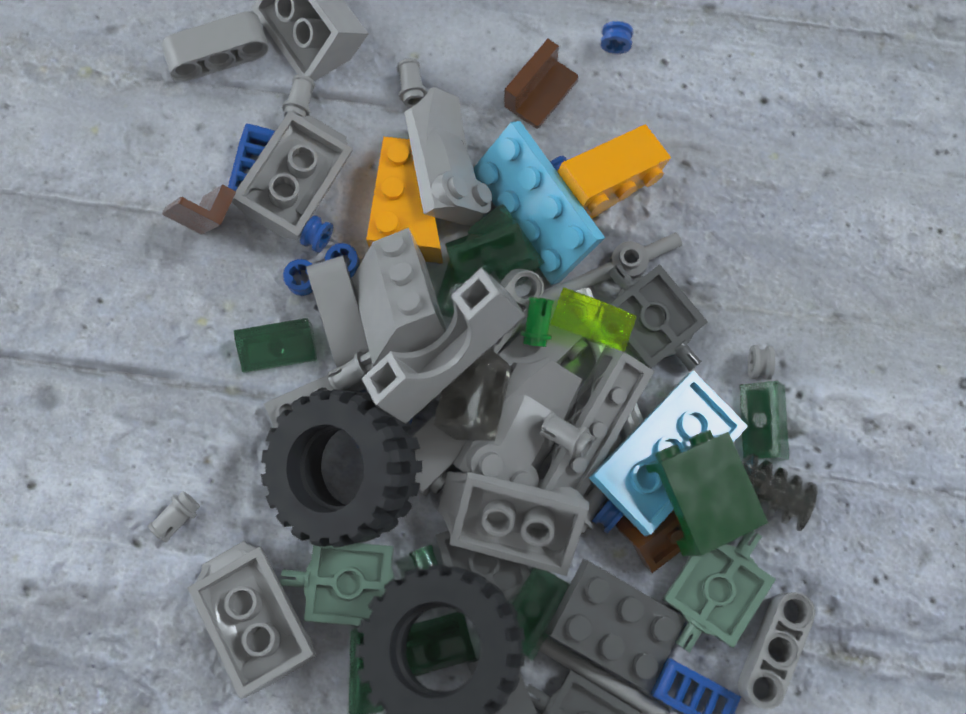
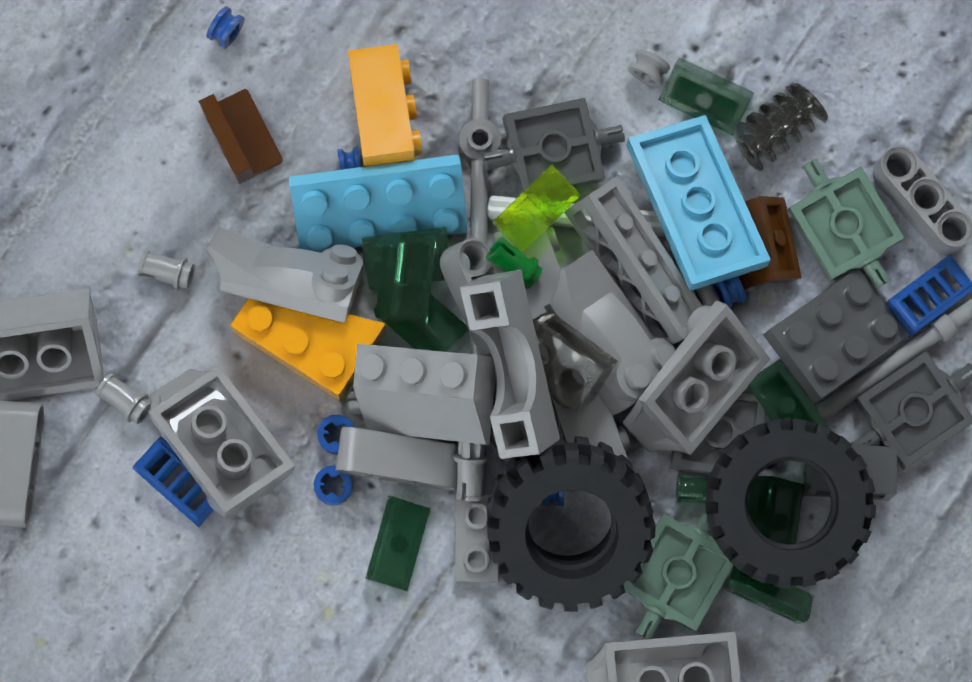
camera: 75 degrees left, 5 degrees up
(204, 216) = (218, 548): panel -> none
(316, 234) = (295, 447): blue bush -> none
(567, 435) = (643, 290): light grey pin -> none
(708, 492) = (756, 186): dark green panel -> none

